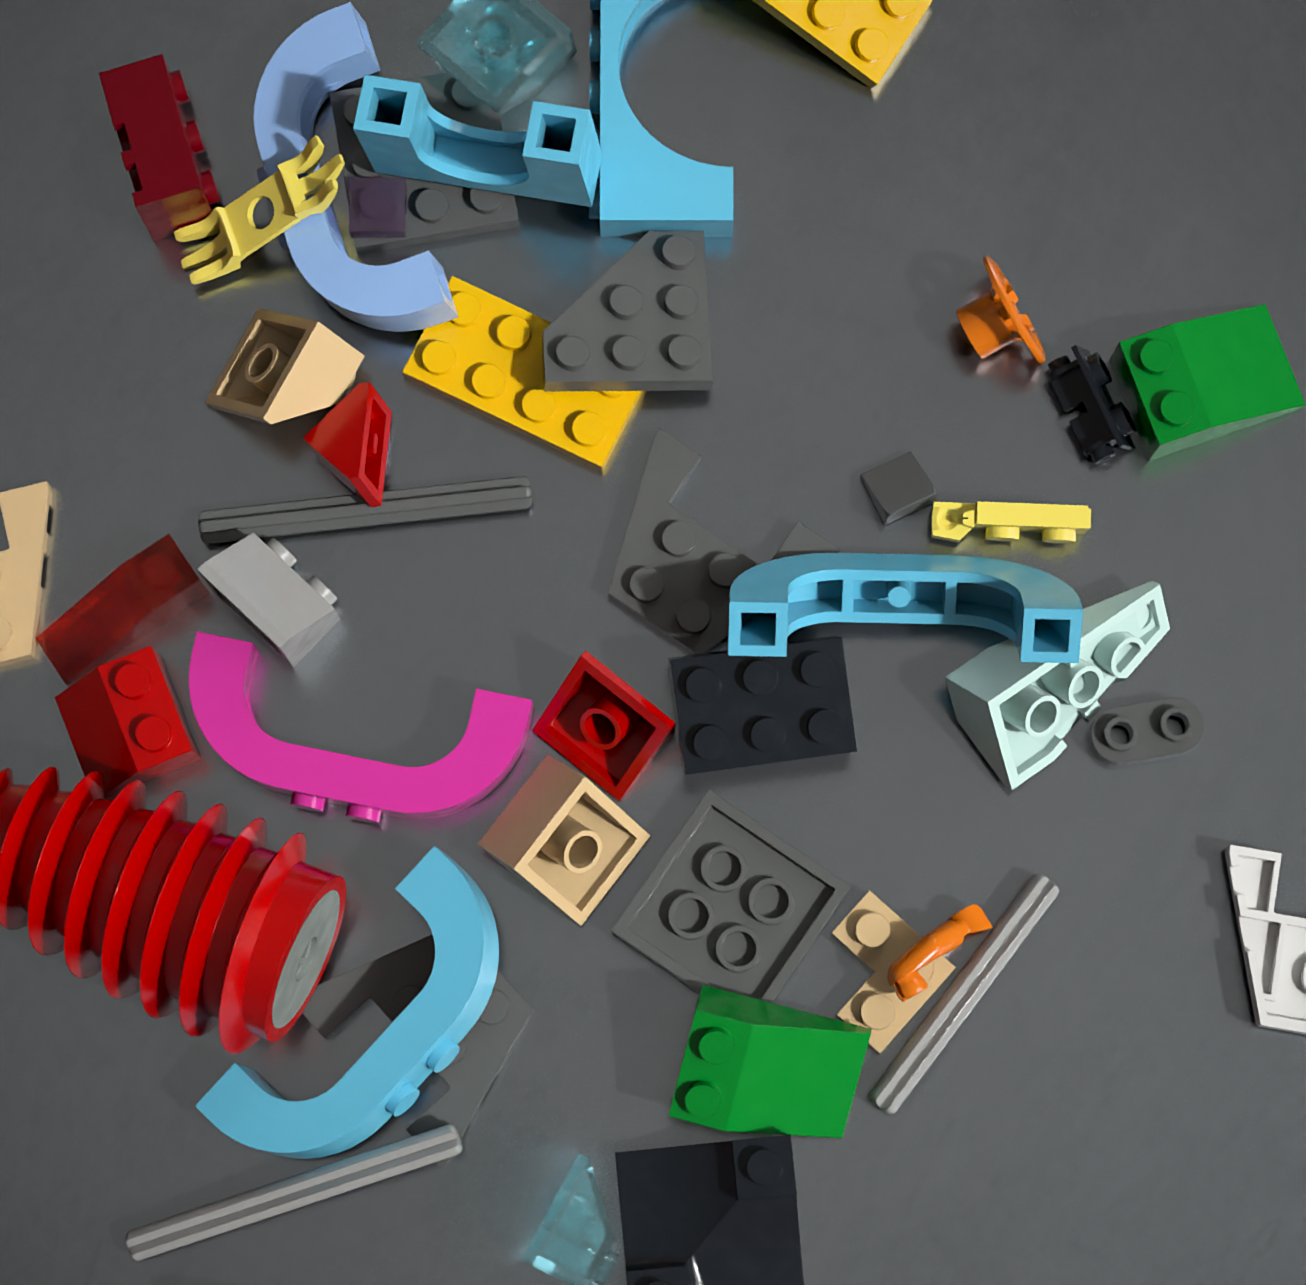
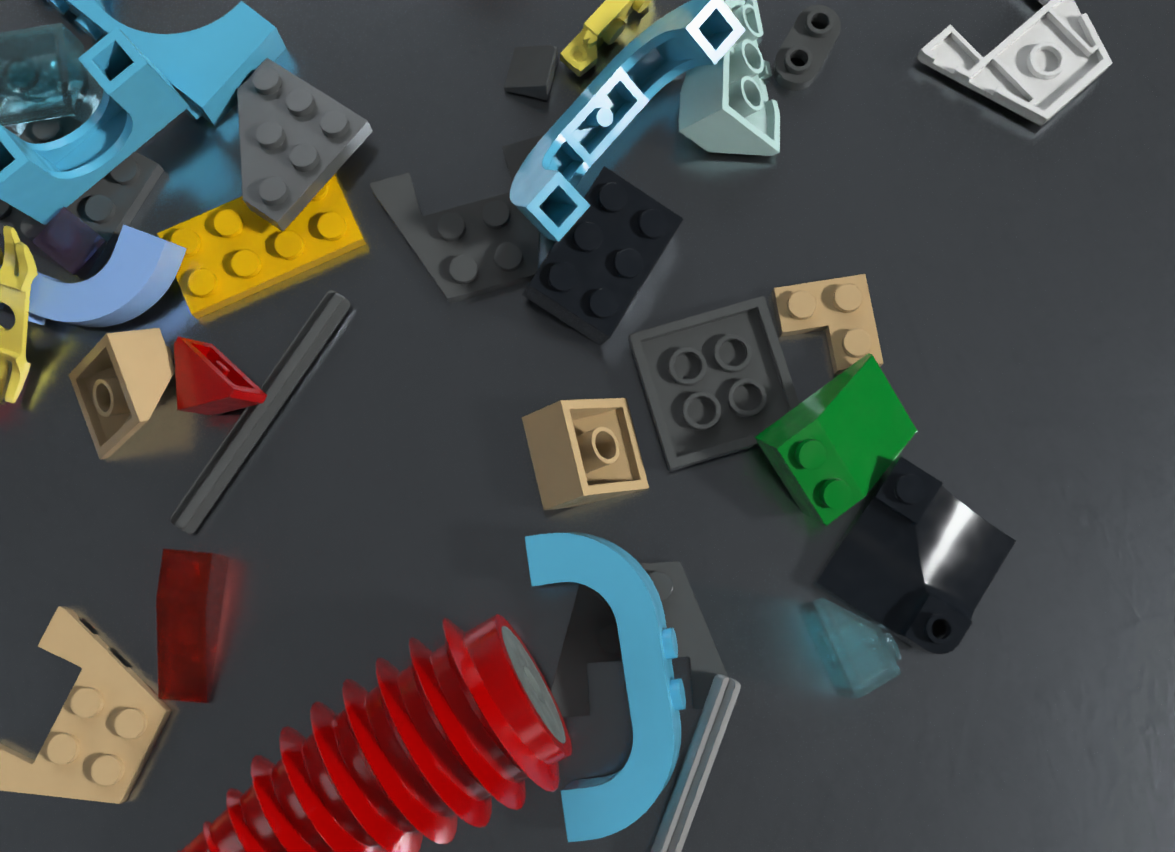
camera: 50 degrees left, 0 degrees up
(128, 721) = (267, 680): red slope -> none
(221, 701) = (302, 602): dark pink arch -> none
(271, 596) = (264, 515): light grey slope -> none
(604, 726) = (532, 366): red slope -> none
(939, 941) = (844, 266): orange arm -> none
(963, 993) = (885, 284): light grey axle -> none

